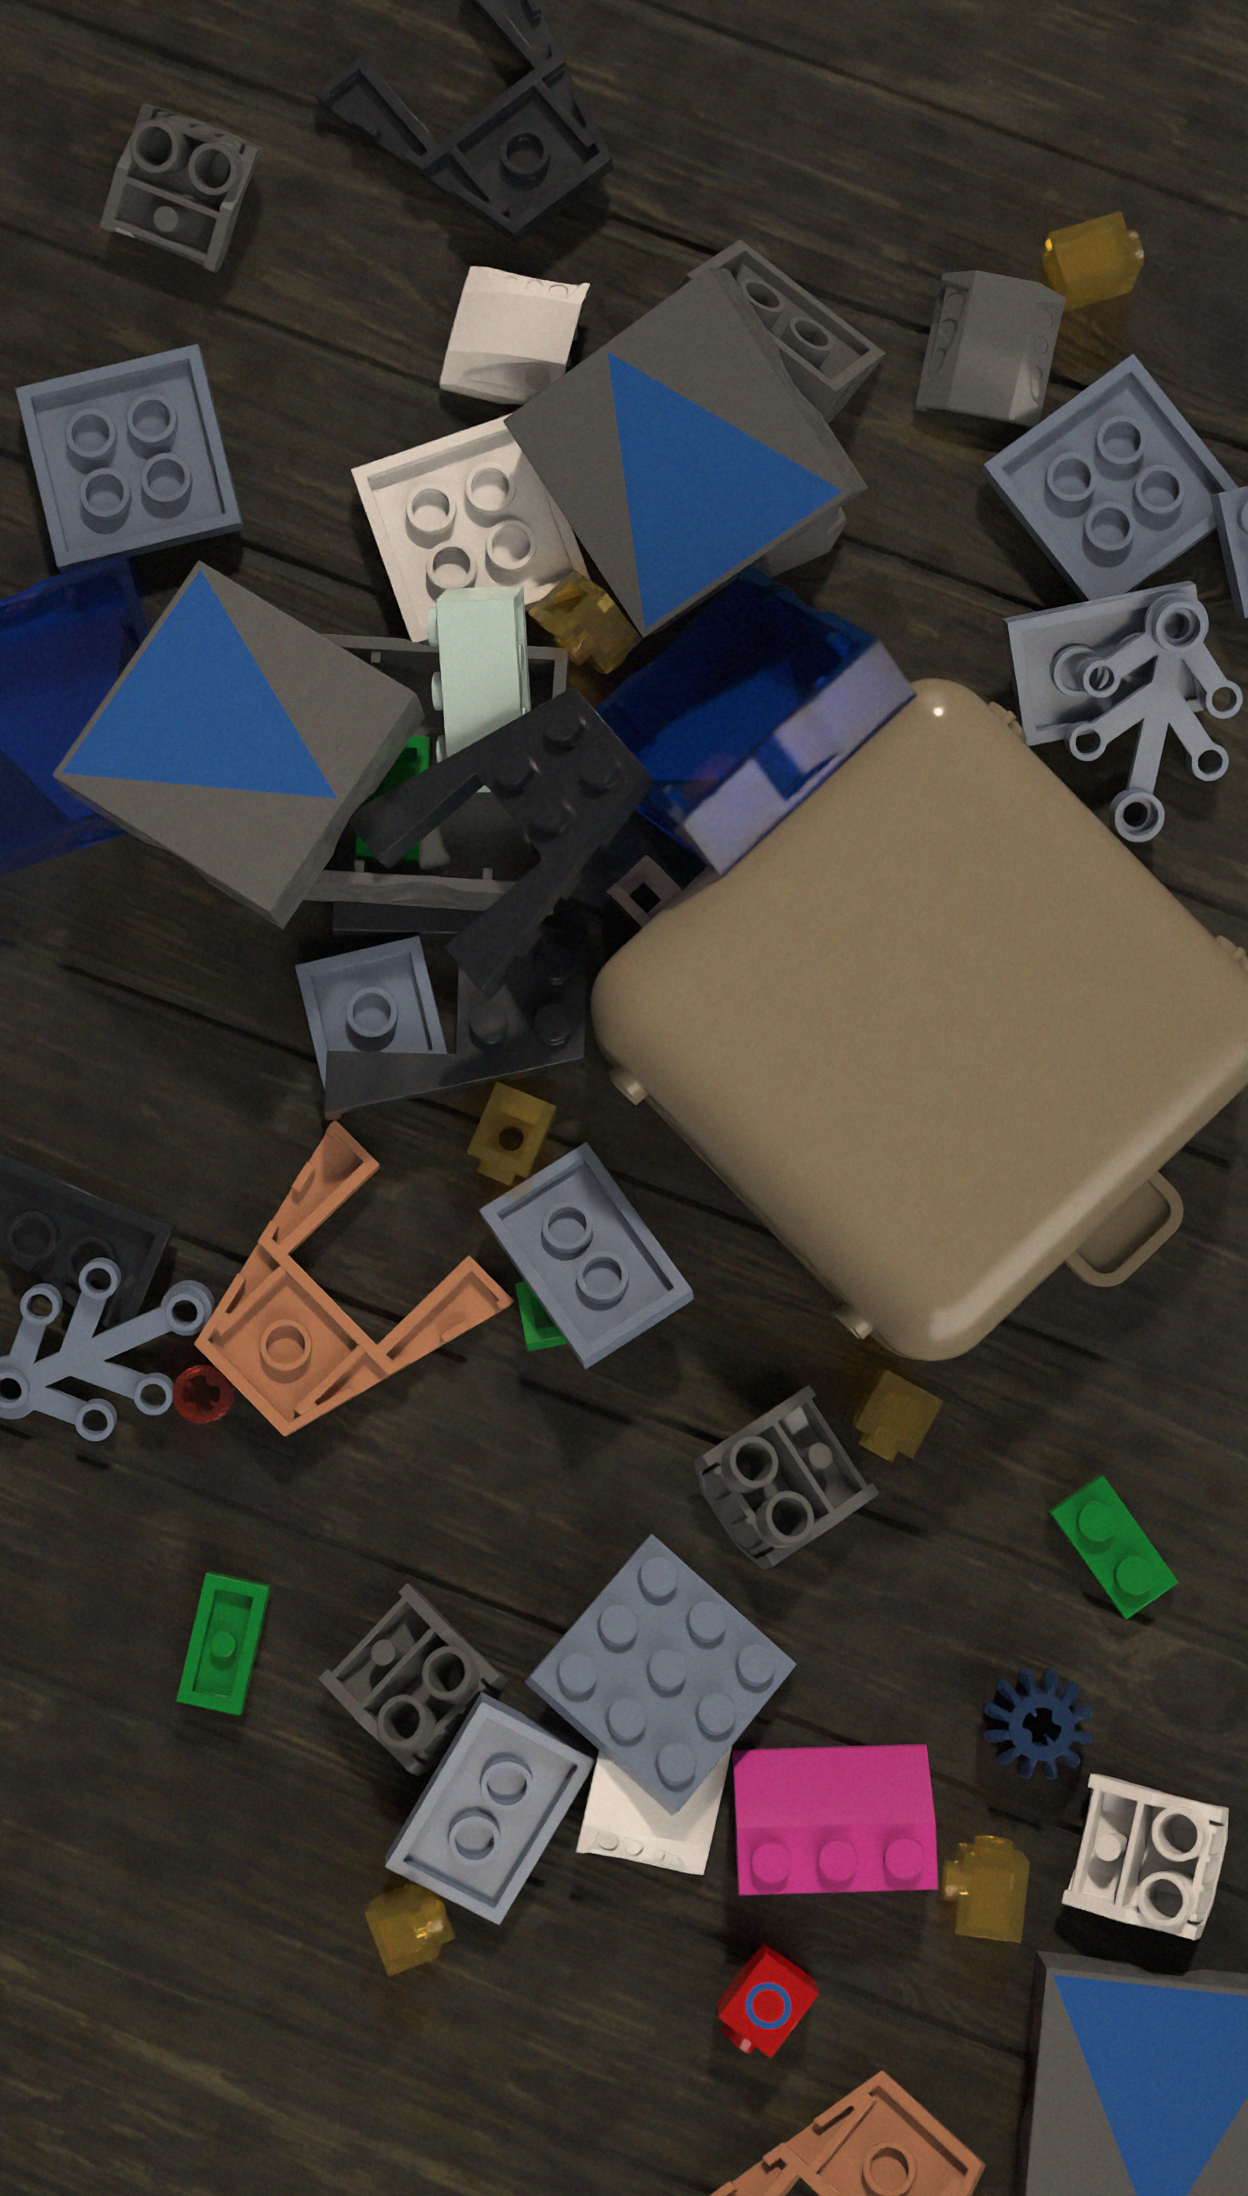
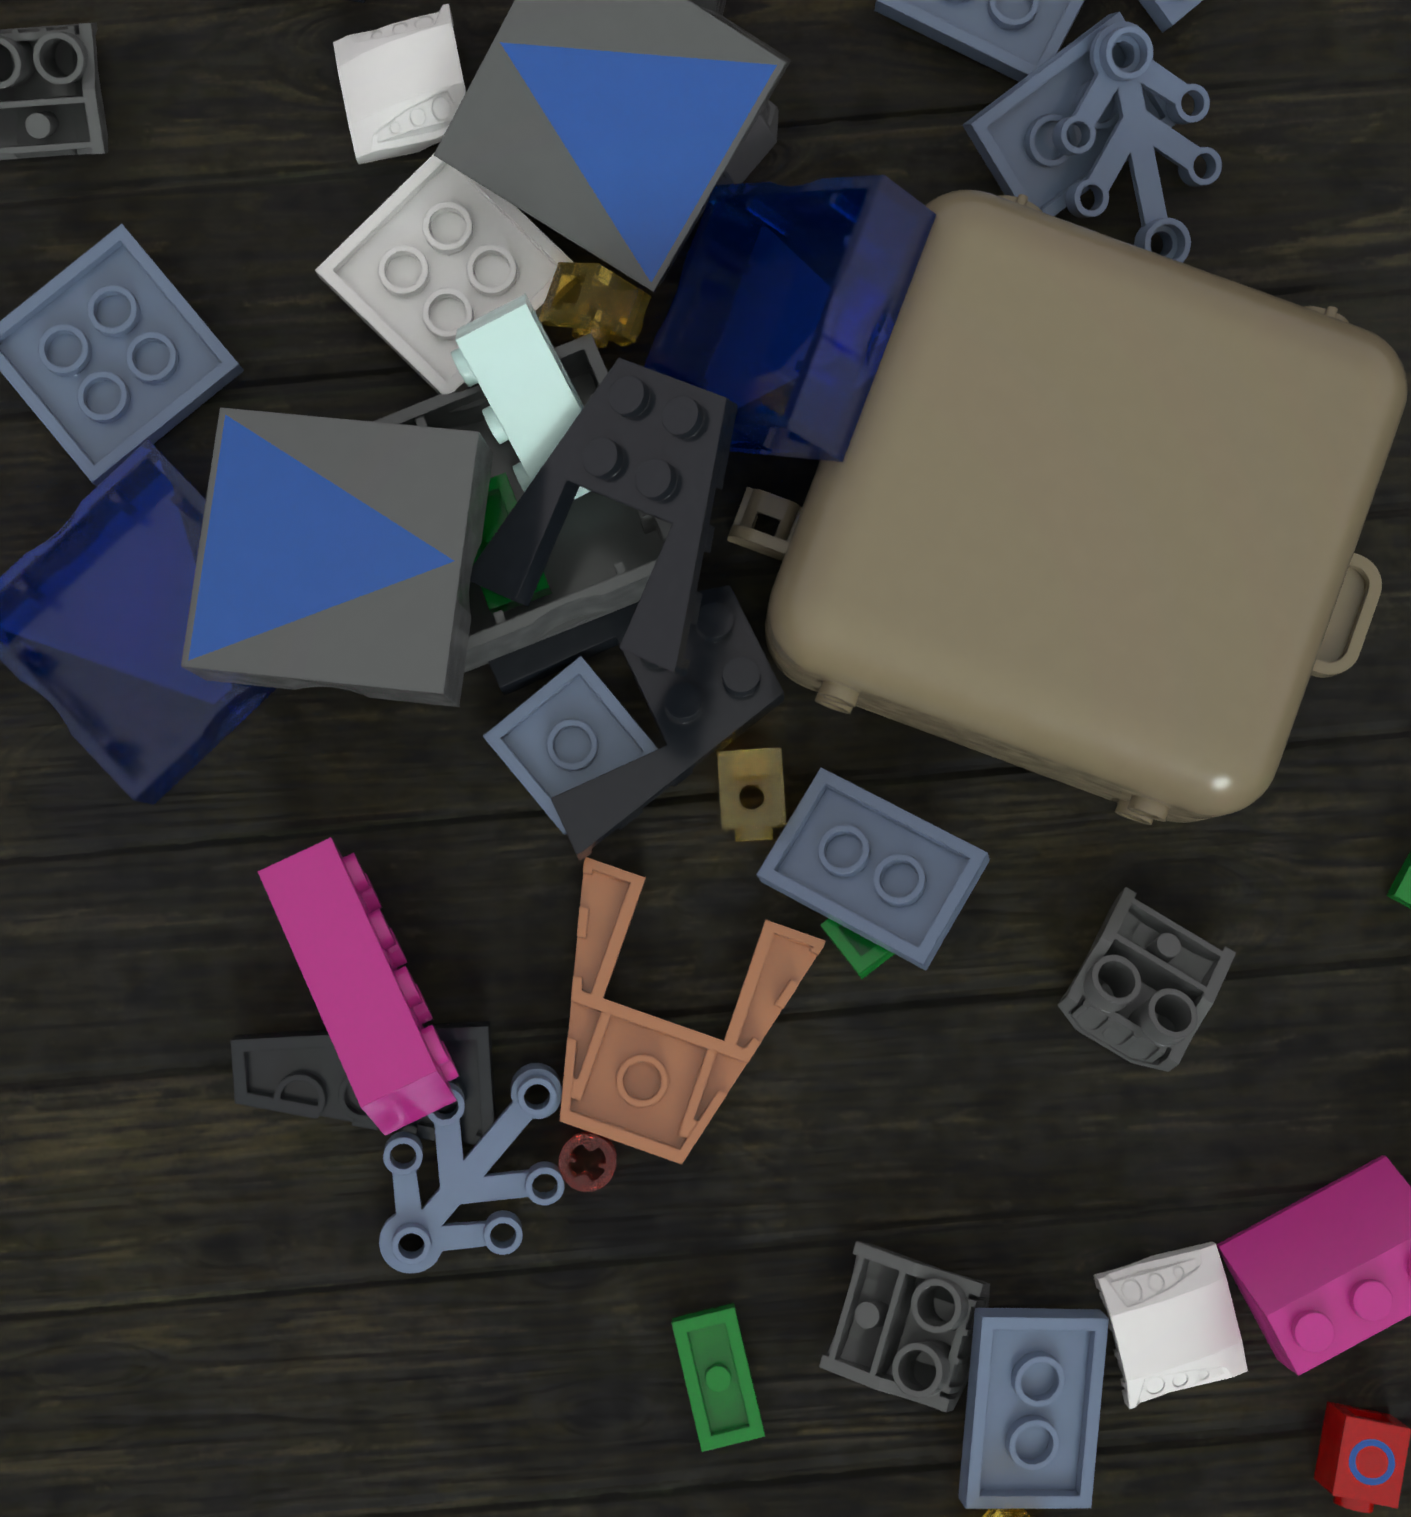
camera: 30 degrees left, 0 degrees up
(74, 1135) = (354, 980): none -> dark pink brick
(661, 1674) = (1126, 1211): sand blue plate -> none
(894, 1416) = (1216, 876): clear yellow brick -> none

